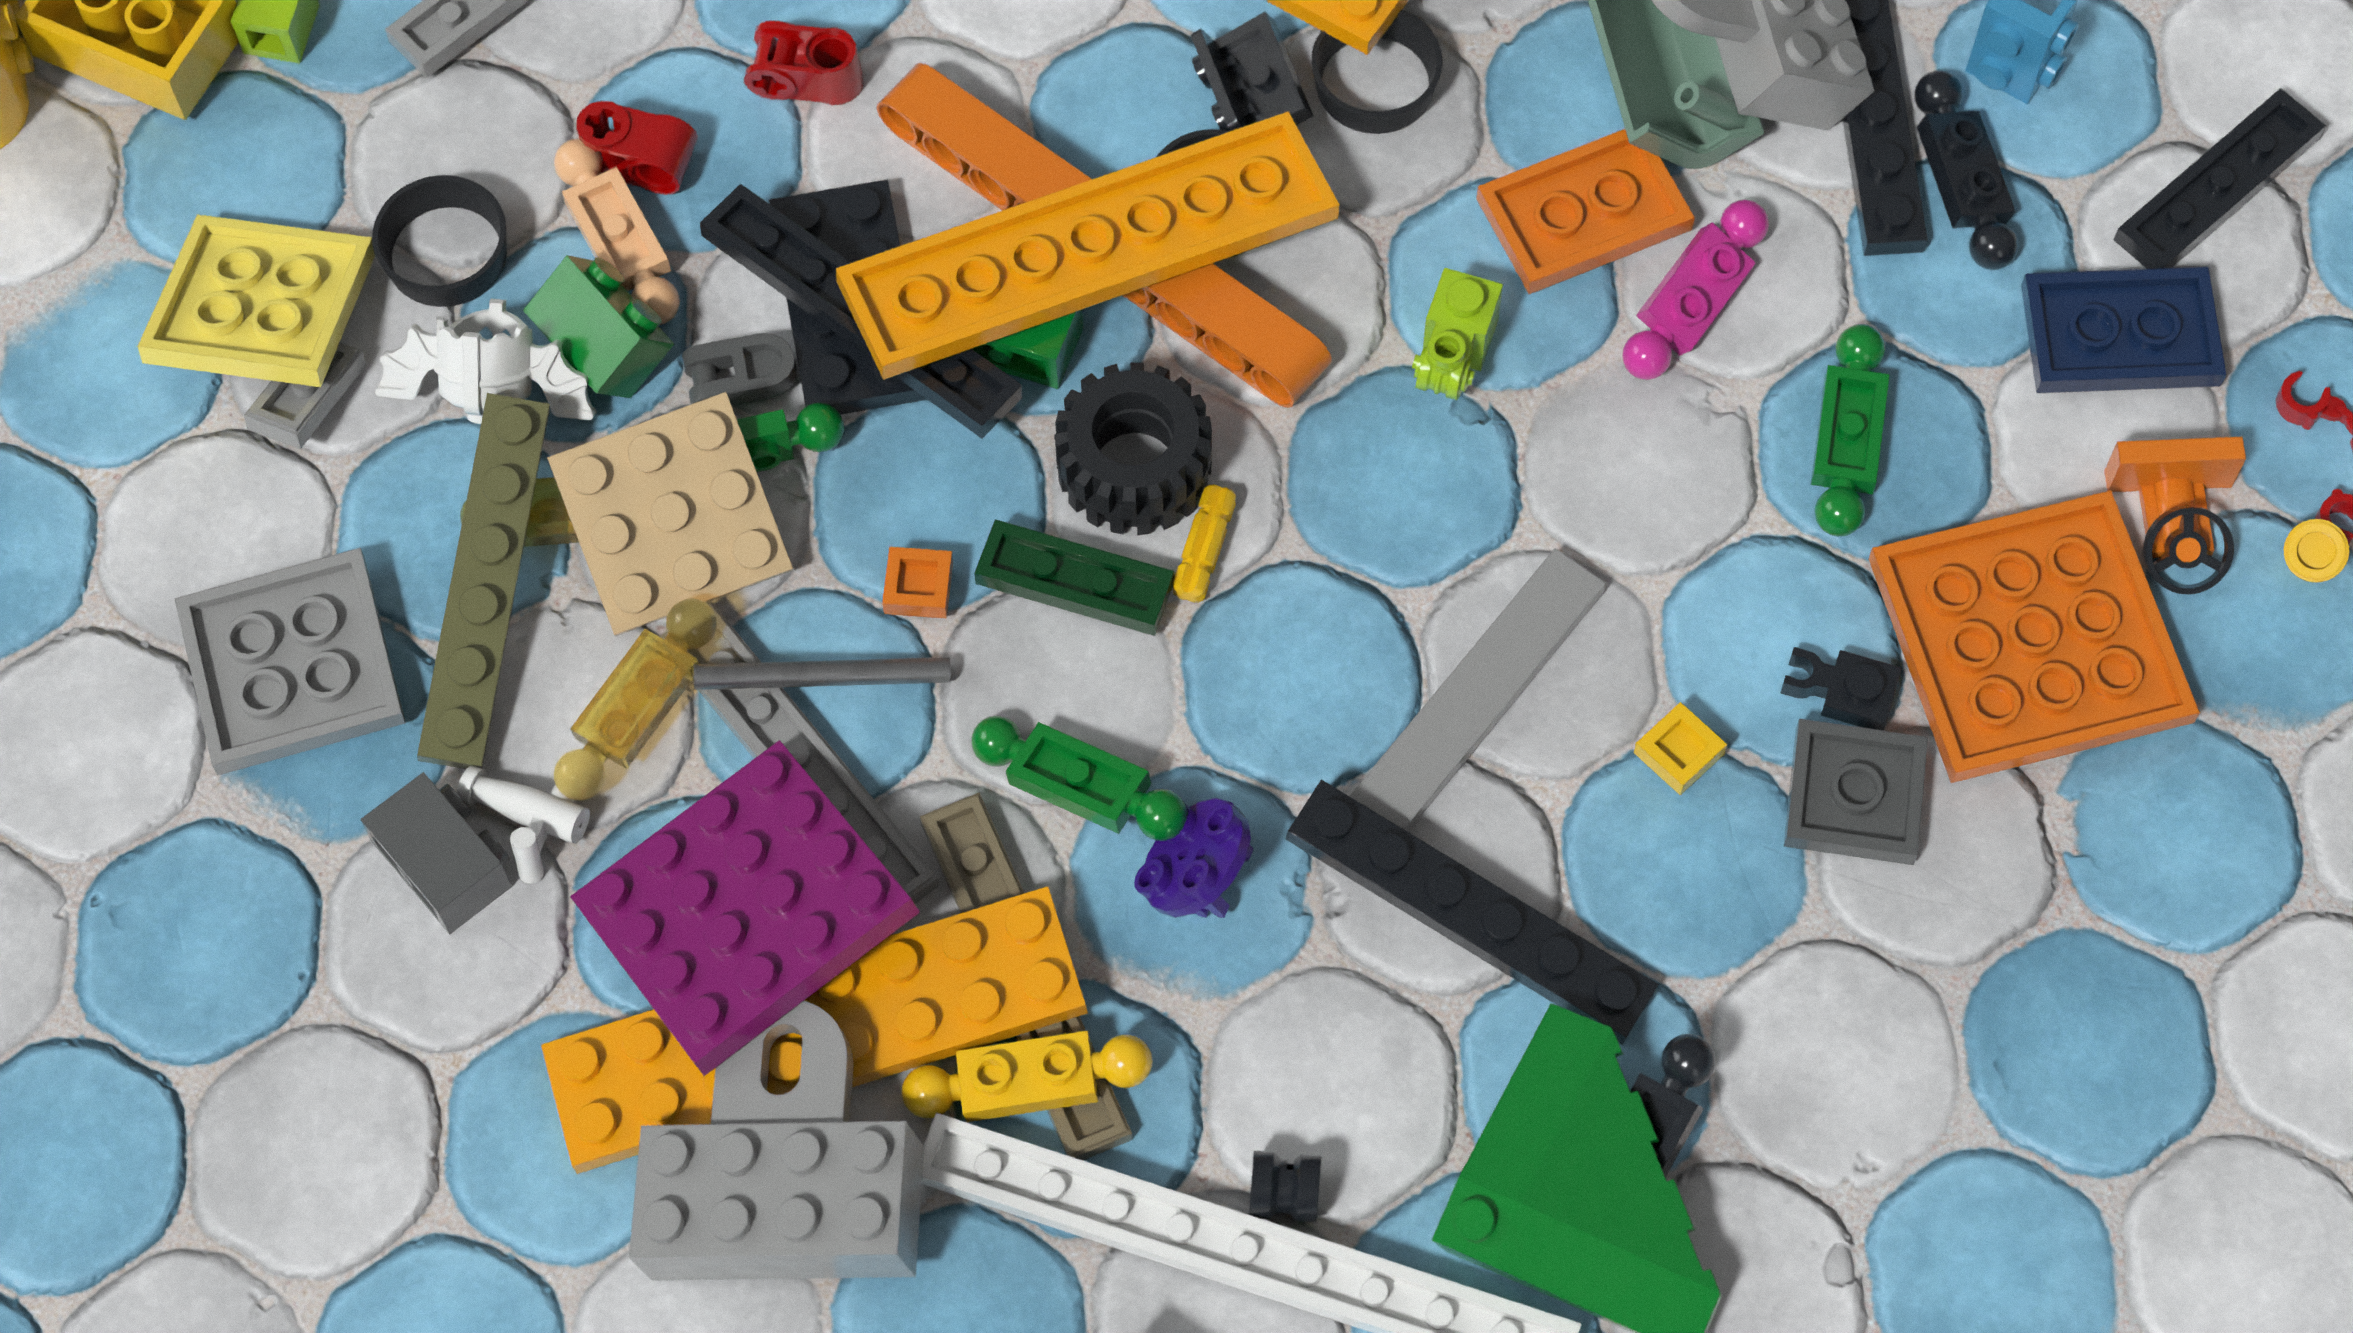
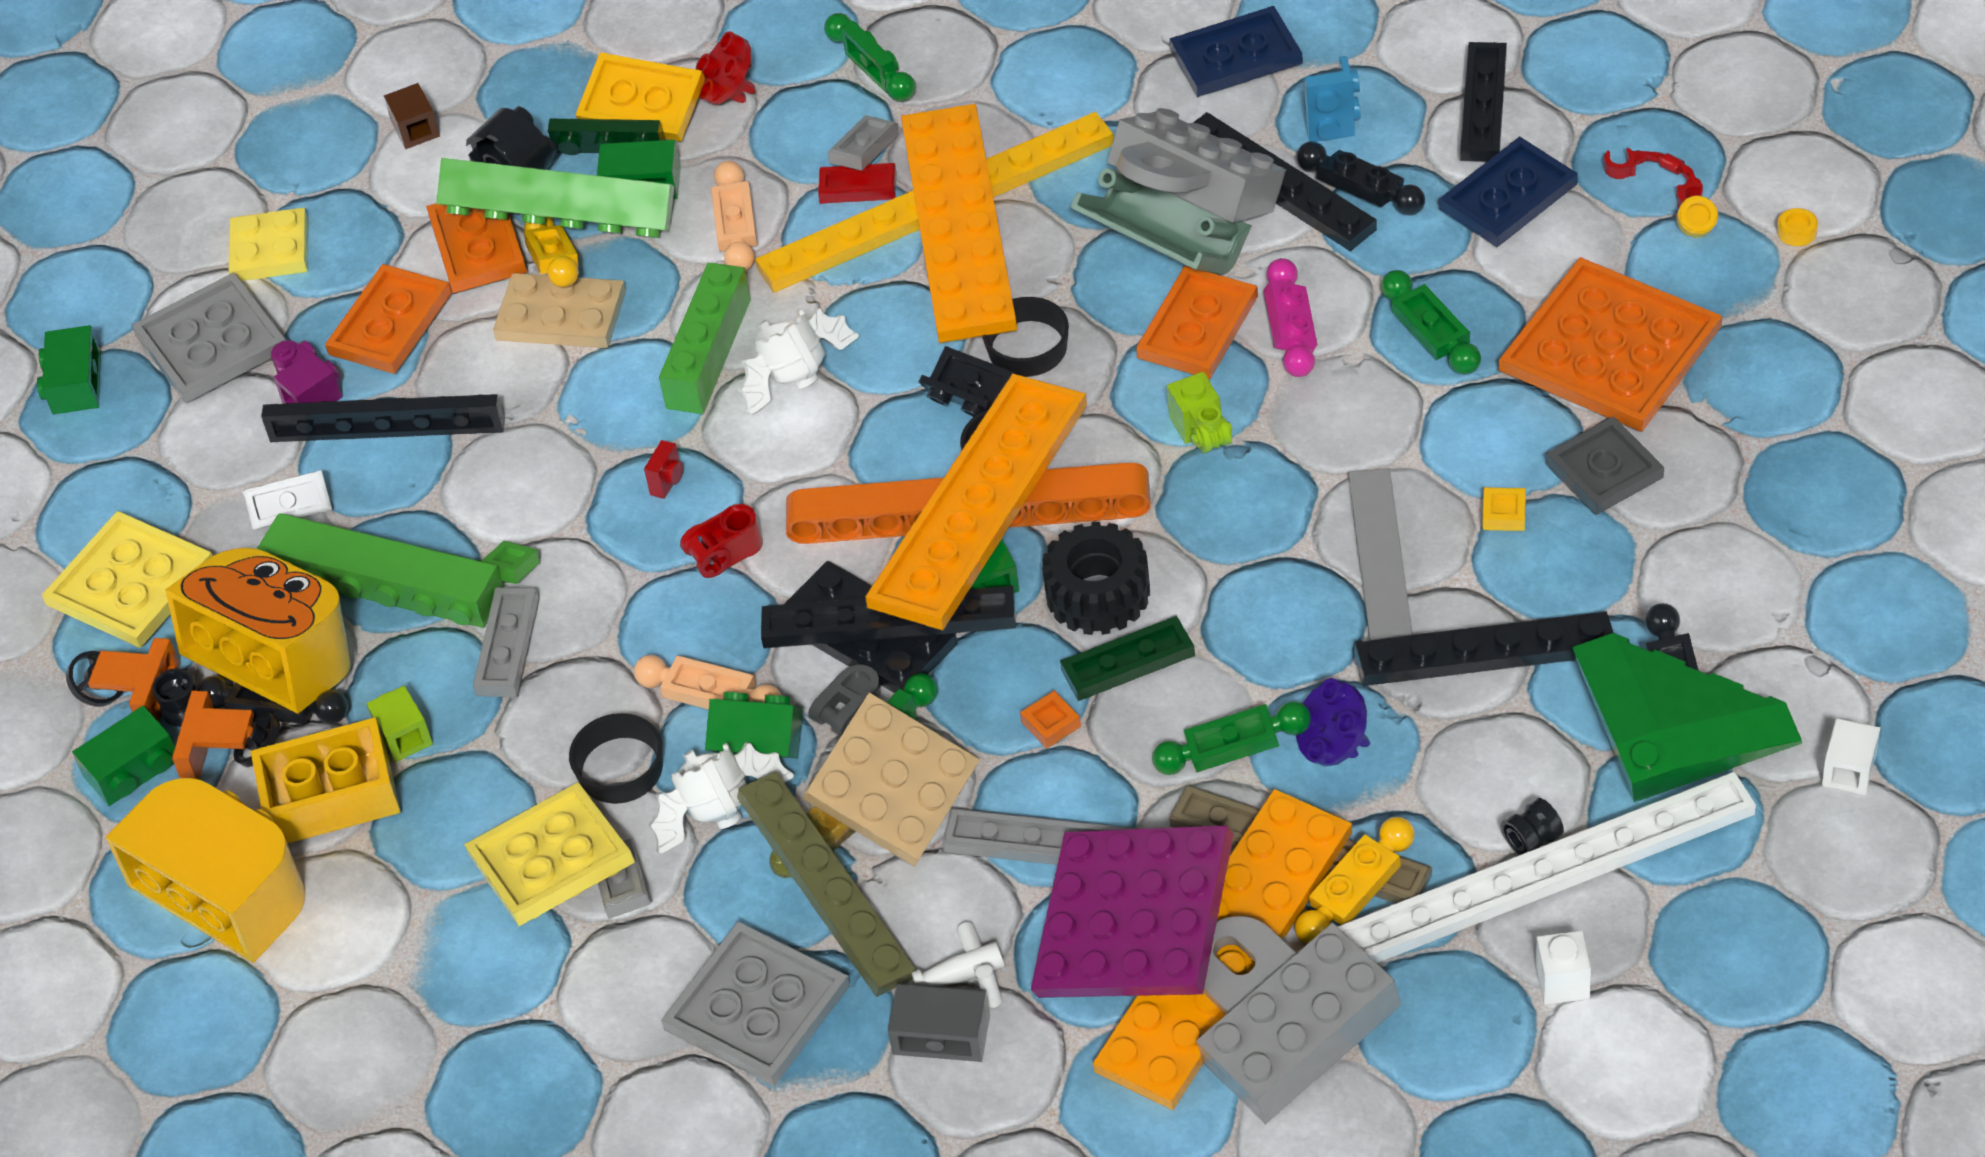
camera: 35 degrees left, 15 degrees down
(634, 699) = (965, 875): clear yellow plate -> none
(643, 146) = (680, 634): red piece -> none
(821, 673) = (1047, 793): flat silver bar -> none
(1204, 543) = (1173, 596): yellow axle -> none
(1854, 689) = (1548, 427): black plate -> none
(2173, 500) = (1599, 237): orange piece -> none

